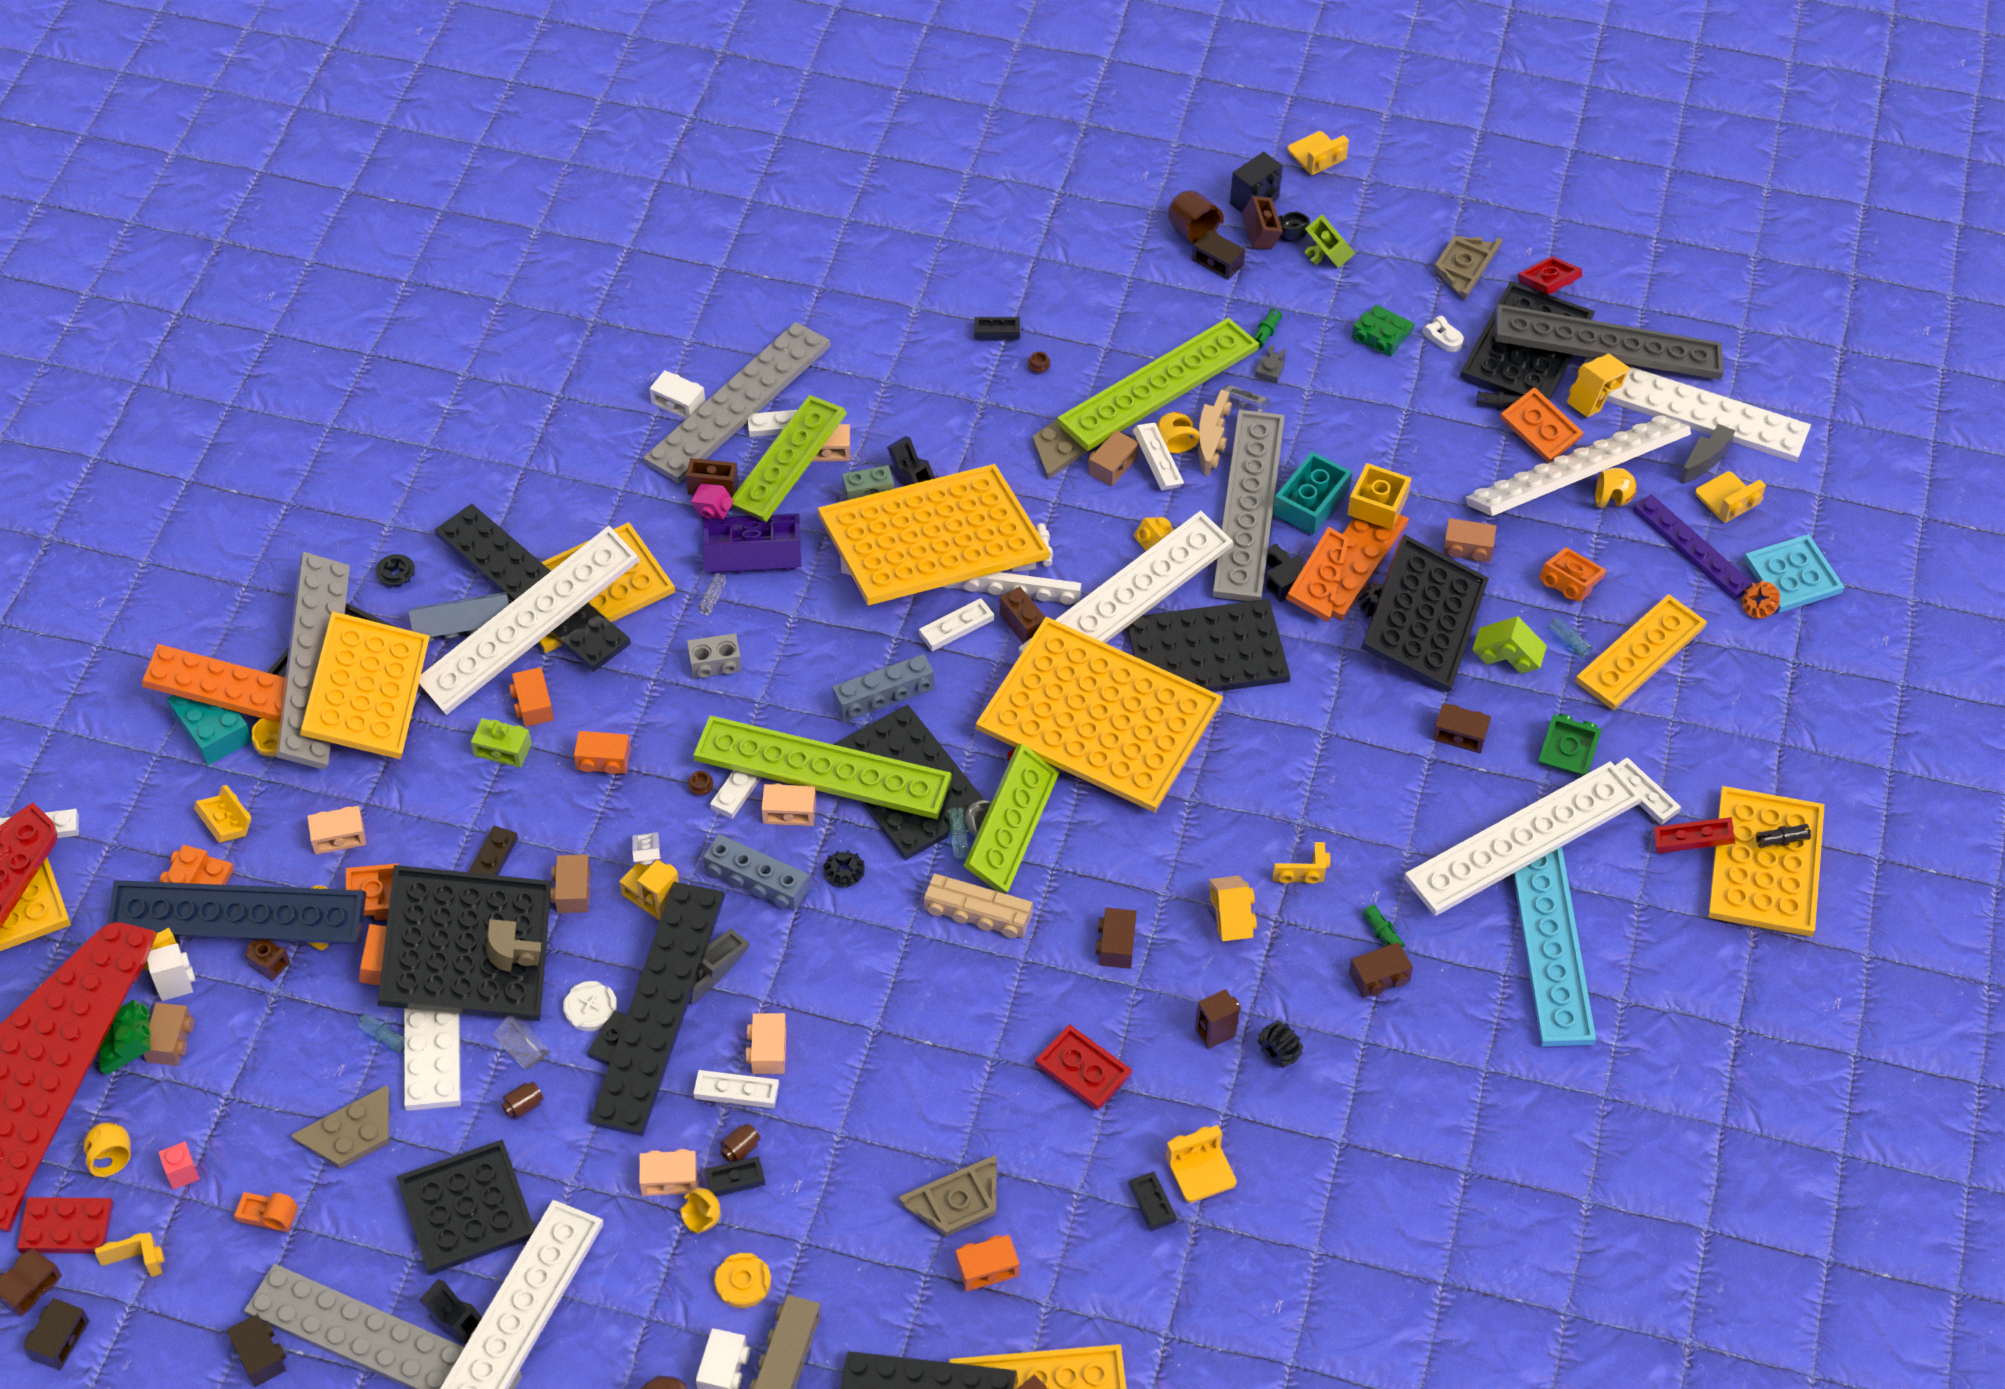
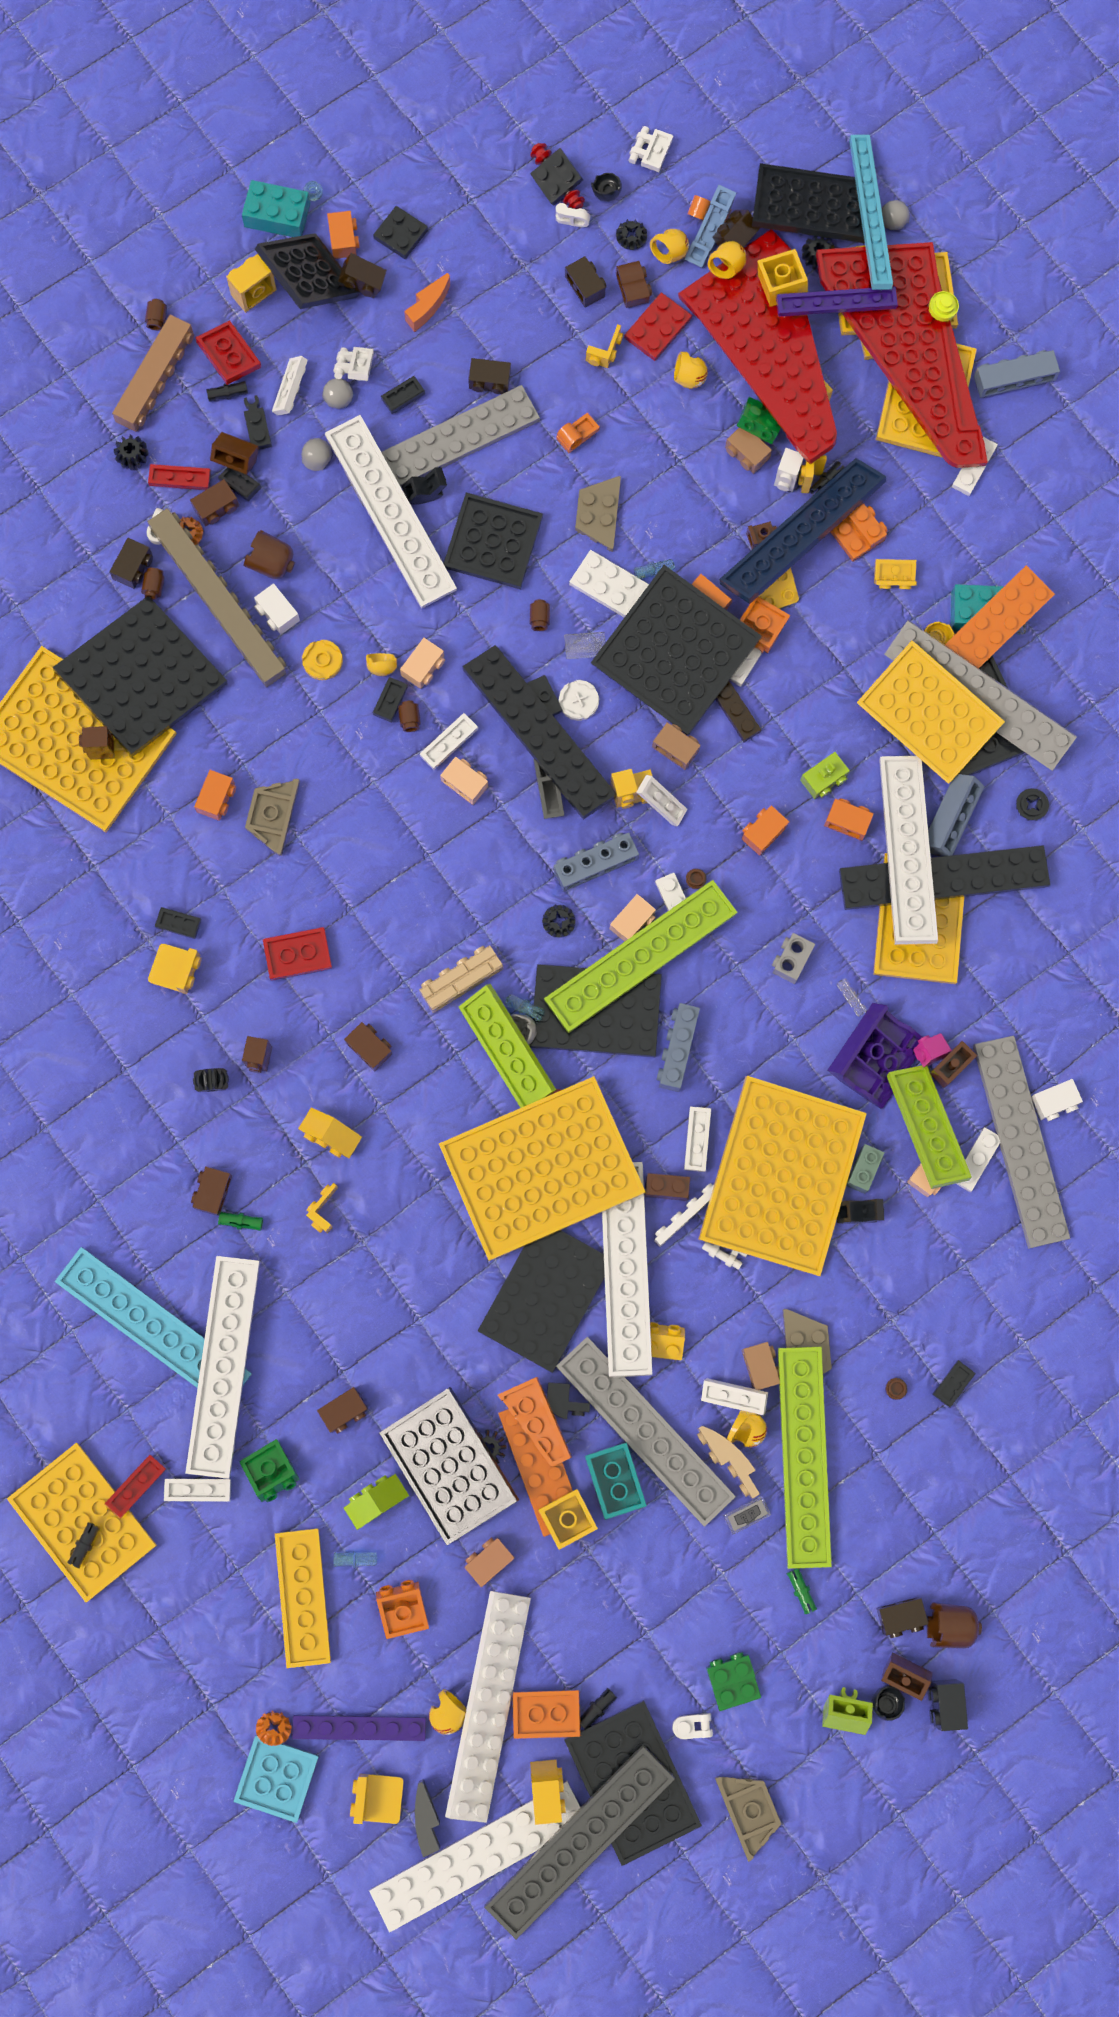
camera: 125 degrees right, 25 degrees up
(179, 1165) = (646, 402): coral brick -> none
(337, 830) = (830, 633): light nougat brick -> none
(504, 949) = (649, 663): dark tan brick -> none
(1271, 366) = (762, 1562): dark grey plate -> none
(1319, 151) = (955, 1796): yellow bracket -> none
(1550, 275) = (682, 1864): red plate -> none

